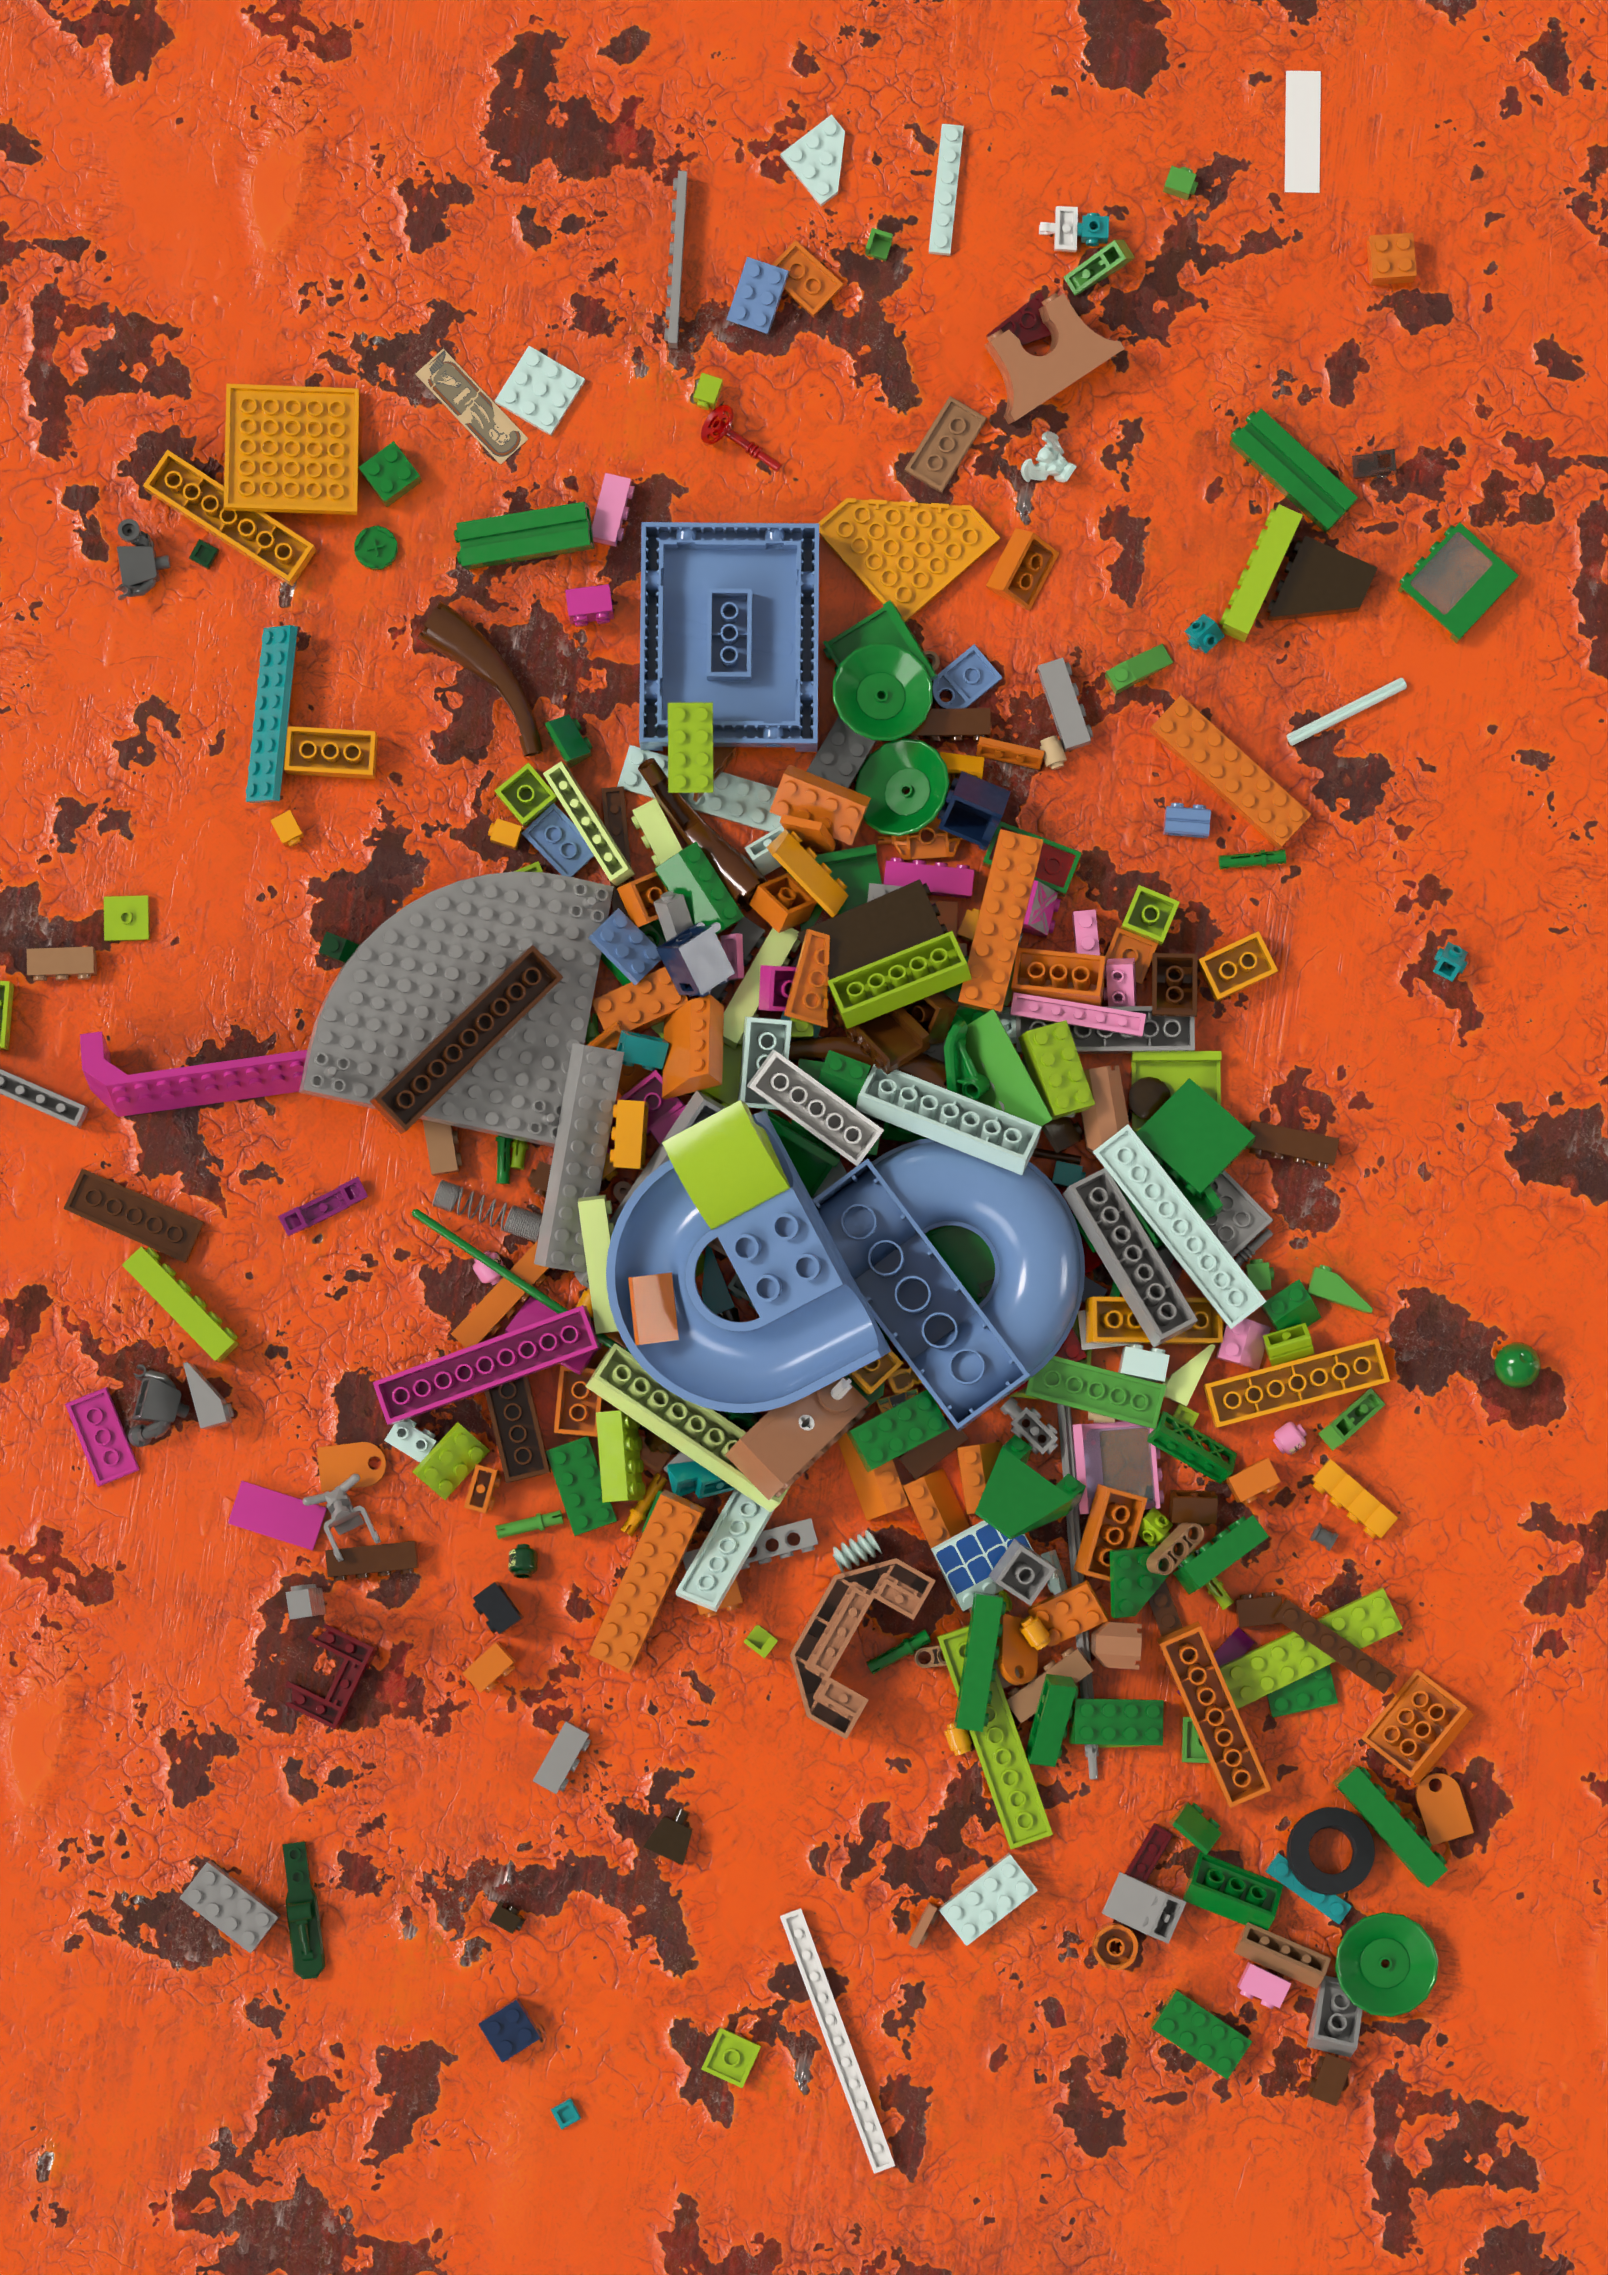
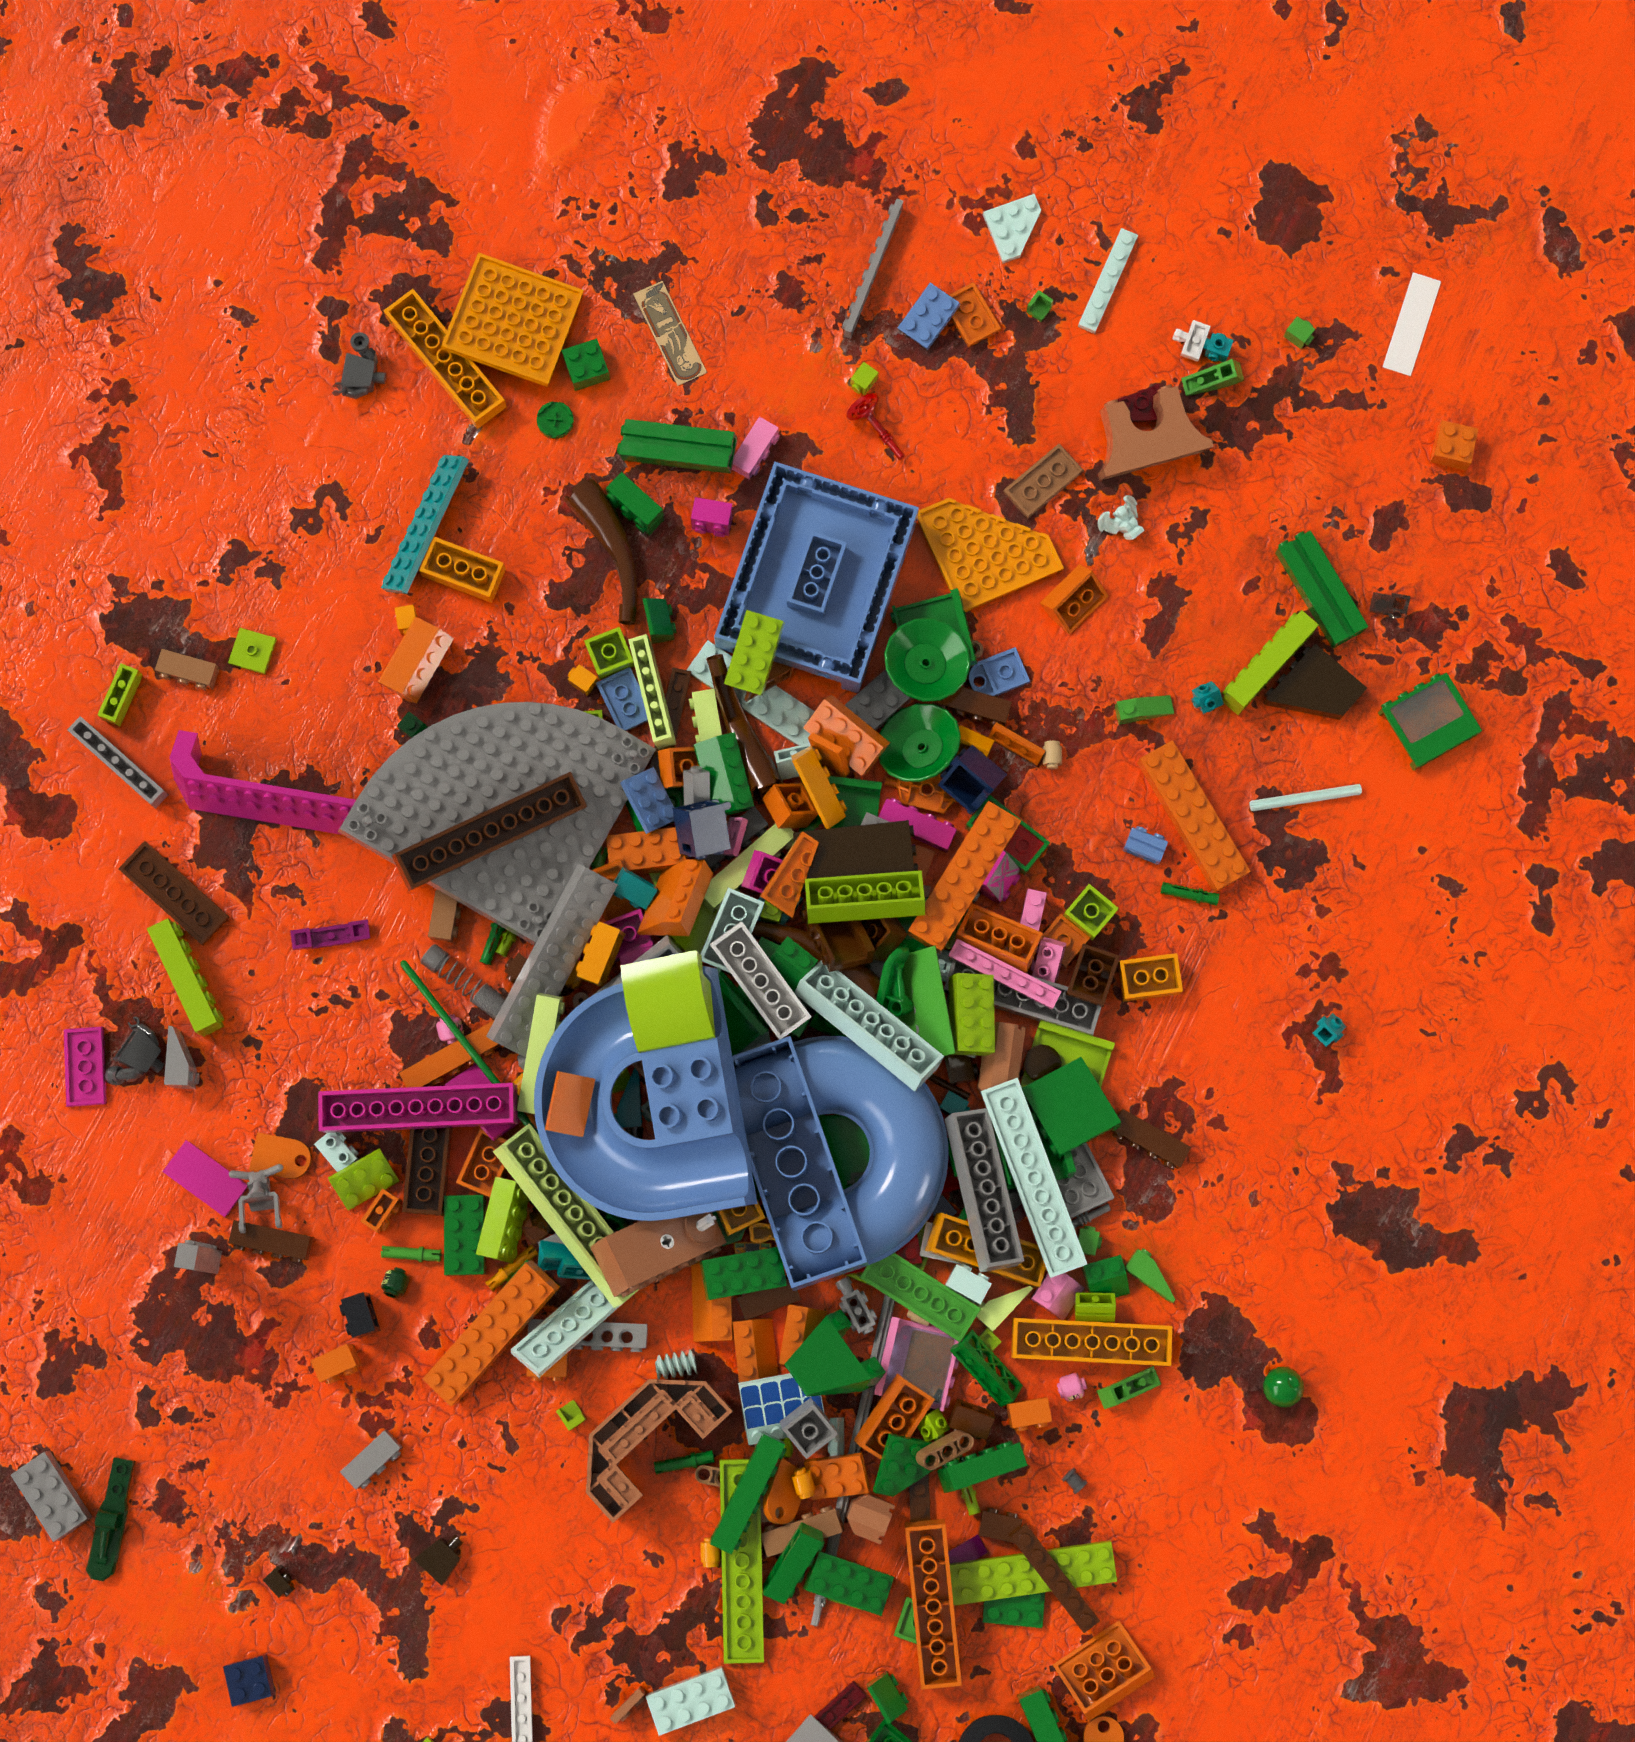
camera: 15 degrees right, 5 degrees down
(204, 554) = (415, 382): dark green tile -> none
(314, 871) = (415, 660): none -> orange slope
(334, 1707) = (194, 1356): dark red wedge -> none
(499, 617) = (634, 504): none -> green brick
(540, 390) = (728, 337): light aqua plate -> none
(969, 925) = (936, 873): light orange brick -> none
(1064, 704) = (1074, 719): light grey brick -> none
(1356, 1500) = (1108, 1453): light orange brick -> none

